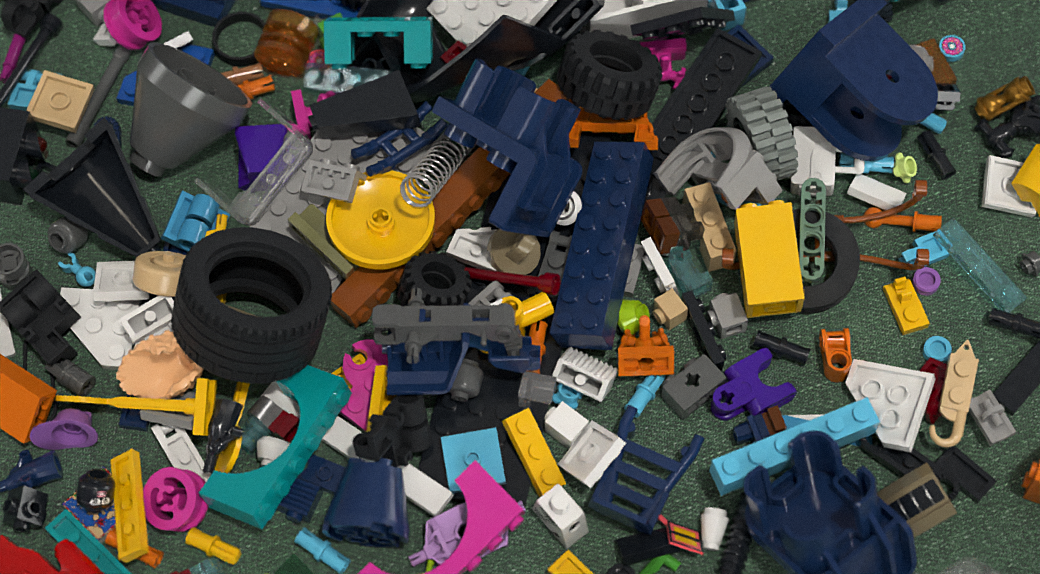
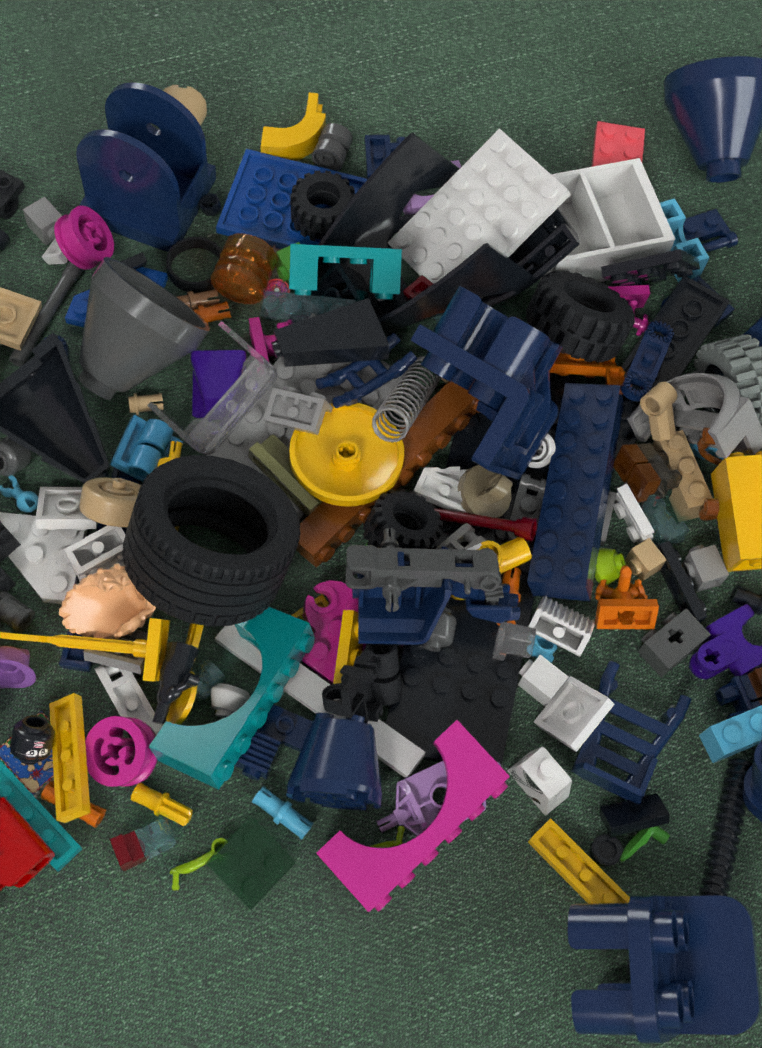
camera: 10 degrees left, 0 degrees up
(187, 179) = (139, 403): none -> tan pin
(278, 421) = (235, 667): leg -> none
(467, 447) = (440, 707): medium azure plate -> none
(533, 451) = (510, 709): yellow plate -> none
(645, 392) = (622, 647): medium azure axle -> none
(674, 116) = (647, 360): none -> dark blue plate
(680, 160) = (658, 407): none -> tan piece
(683, 536) = (673, 807): piece -> none
(713, 528) = (702, 797): white cone -> none

